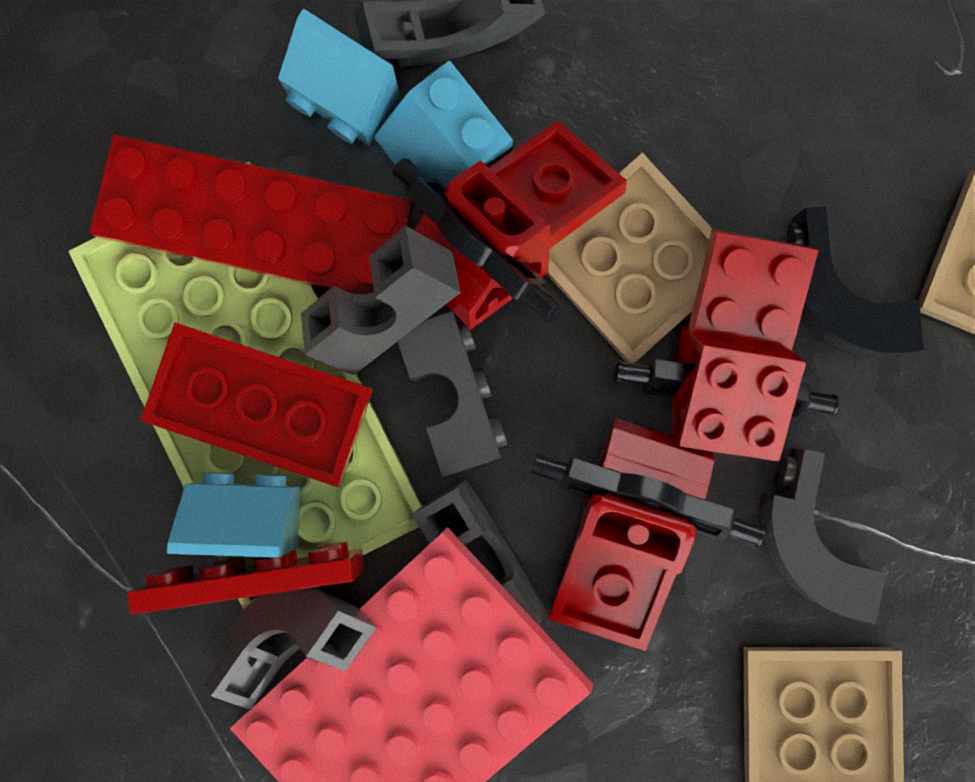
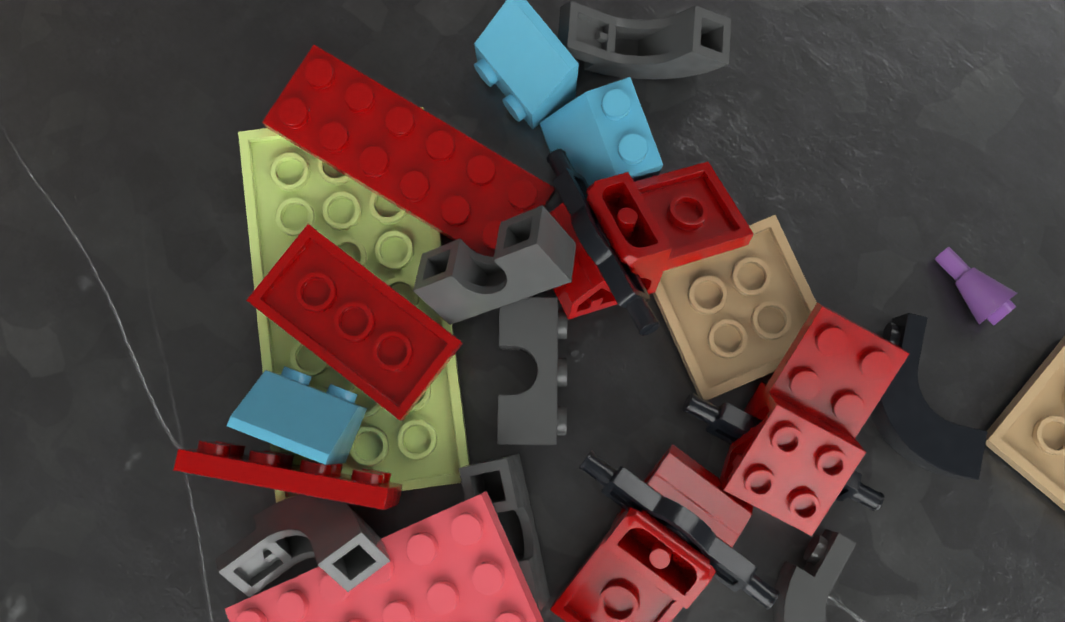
camera: 20 degrees right, 5 degrees down
(873, 163) = (982, 294): none -> medium lavender cone

